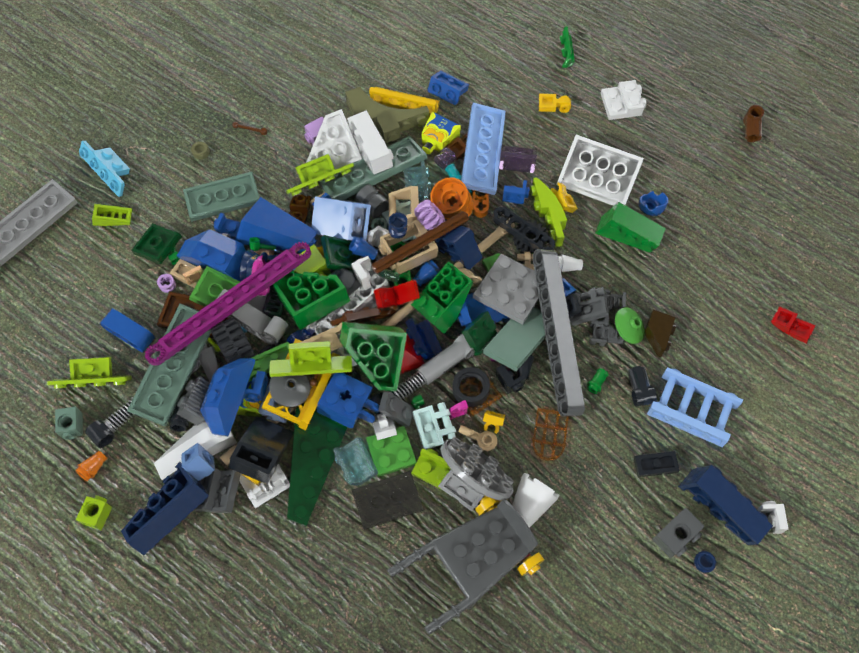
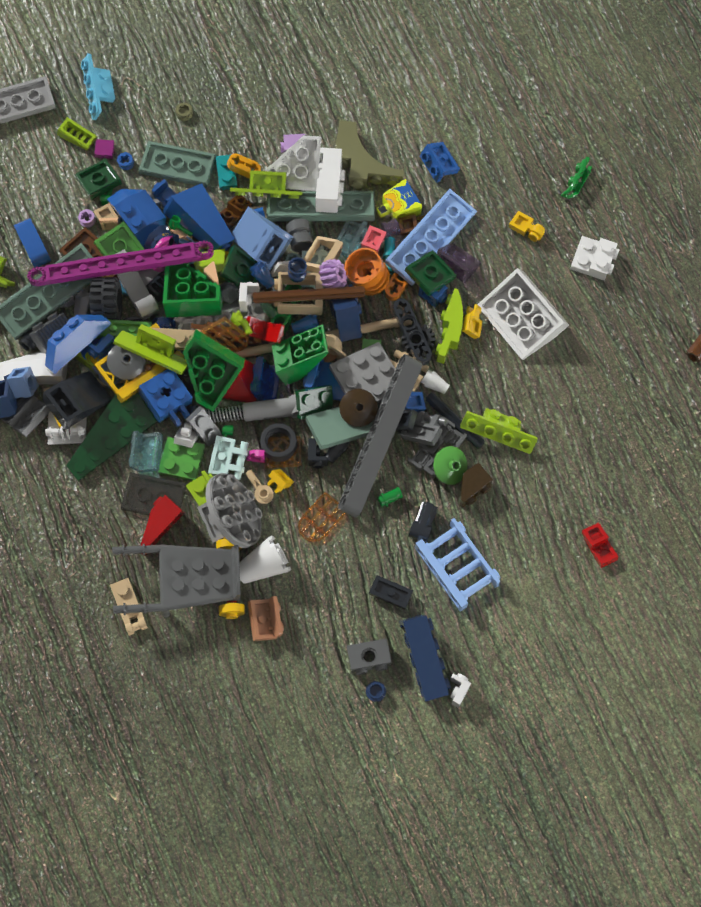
camera: 30 degrees right, 5 degrees up
(146, 215) = (104, 149): none -> magenta tile
(175, 220) = (126, 165): none -> blue bush
(263, 131) = (249, 120): reddish brown hinge -> none
(270, 182) = (226, 177): none -> teal plate
(283, 168) = (243, 165): none -> light orange beam
(320, 268) = (210, 272): none -> light nougat slope
(367, 310) = (227, 330): none -> clear orange window
(369, 297) = (238, 320): none -> lime plate
(402, 100) = (389, 154): yellow fence -> none
(412, 516) = (161, 519): none -> red slope
(424, 612) = (124, 593): none -> tan plate
(437, 172) = (373, 238): none -> coral bracket
(505, 175) = (430, 272): none -> dark green plate
(518, 323) = (351, 414): none -> dark brown dish
(566, 554) = (265, 619): none -> nougat bracket
(588, 282) = (448, 413): none -> black axle
(630, 228) = (512, 381): green wedge -> none
(649, 273) = (500, 429): none -> lime bracket
(653, 204) = (549, 368): blue hair -> none

